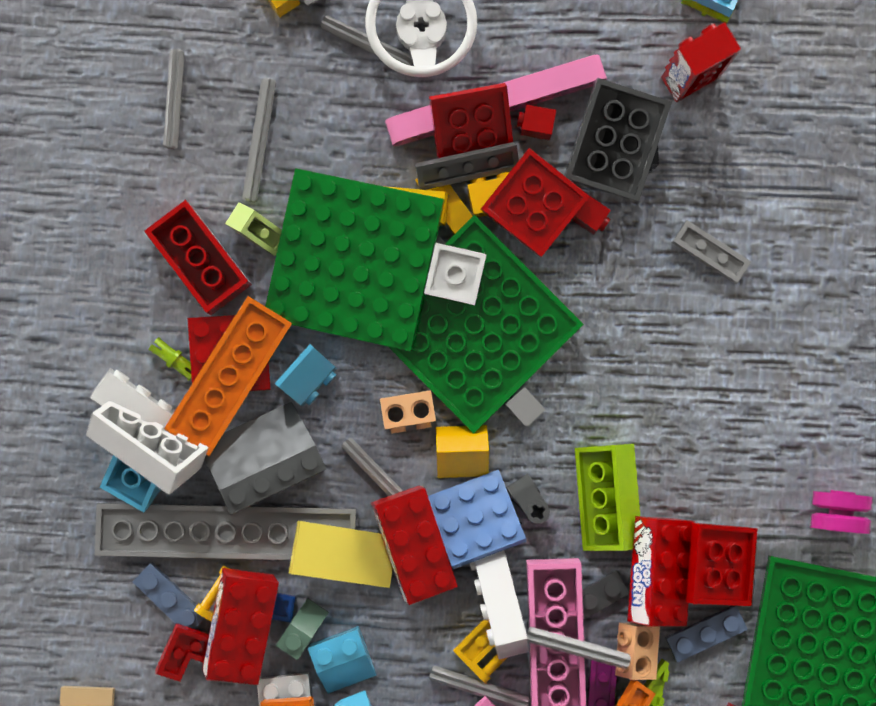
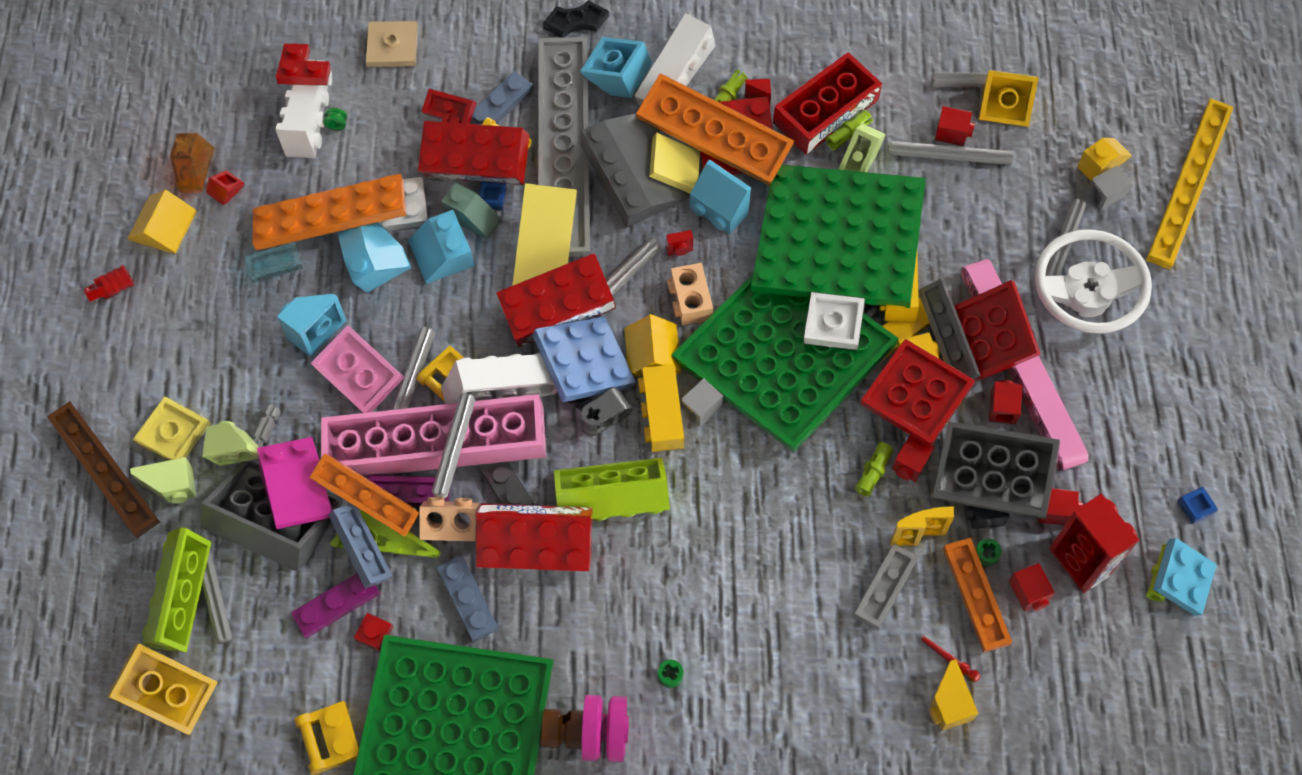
camera: 90 degrees right, 20 degrees down
(69, 524) = (585, 17): none -> black tile
(146, 447) = (636, 63): white wedge -> none
(175, 325) = (757, 88): none -> red slope
(203, 75) = (1008, 98): none -> yellow slope
(227, 238) = (847, 129): none -> lime pin
(230, 132) = (954, 126): none -> red brick
(262, 419) = (674, 163): none -> light yellow tile
(351, 418) = (679, 243): none -> red plate
(528, 446) = (661, 408): none -> yellow brick
(597, 251) = (874, 469): none -> lime pin
(645, 80) = (1061, 506): none -> red brick
(664, 219) = (922, 523): none -> yellow slope
(681, 165) = (994, 545): none -> green bush
(718, 122) = (1032, 588): none -> red brick
(721, 172) = (977, 595): none -> orange plate
(721, 565) = (542, 601): red plate -> none
(776, 447) = (674, 665): none -> green bush
(785, 192) = (973, 675): none -> red piece
(817, 206) = (952, 700): none -> yellow slope
(834, 557) = (562, 729): none -> reddish brown wheel

